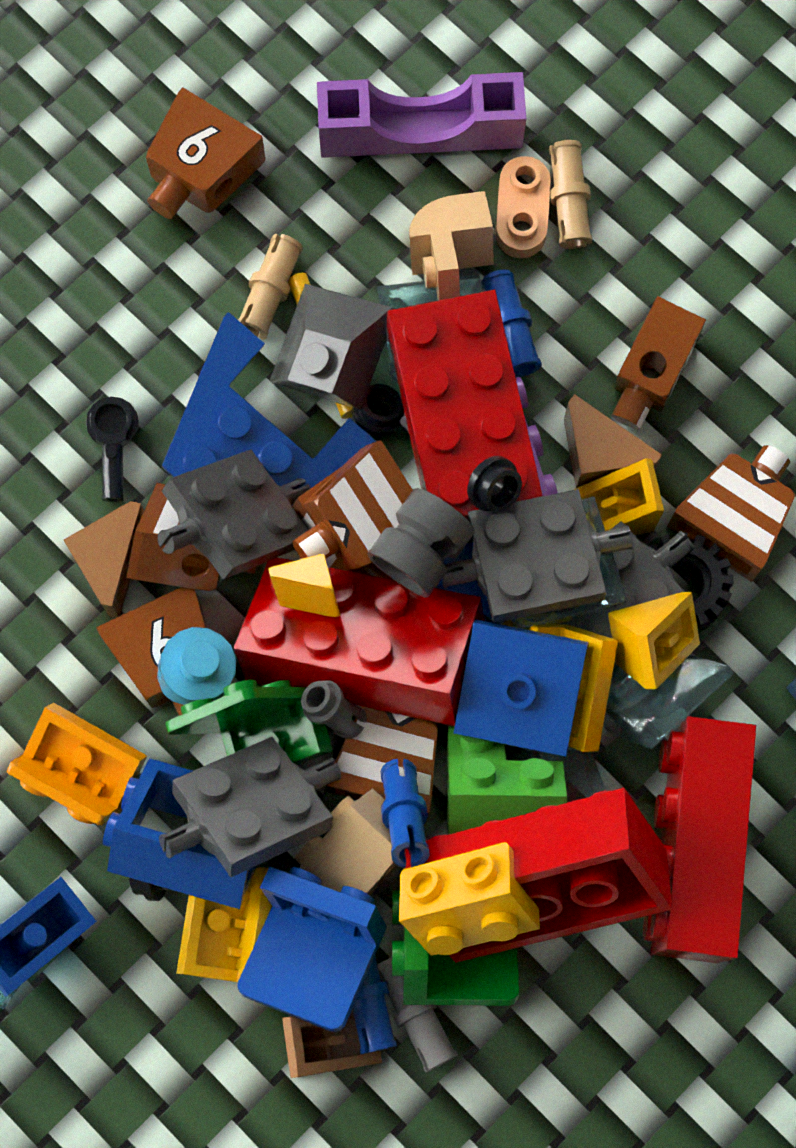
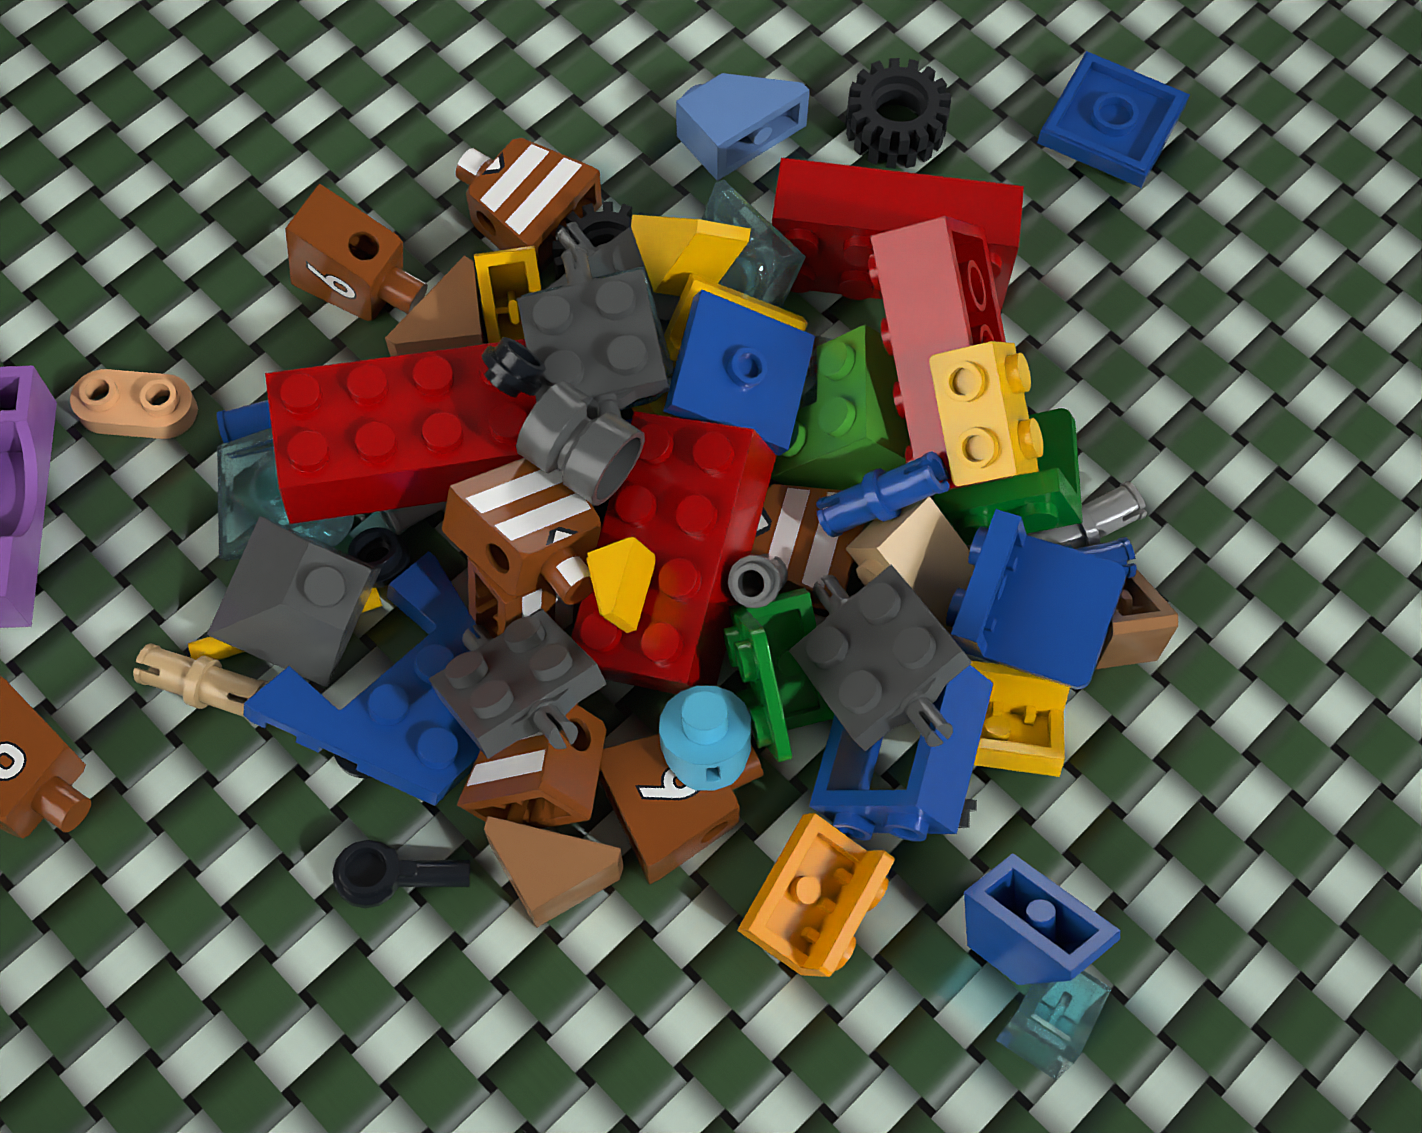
camera: 90 degrees left, 10 degrees down
(450, 237) = (175, 465): tan brick -> none
(570, 194) = (126, 349): tan pin -> none

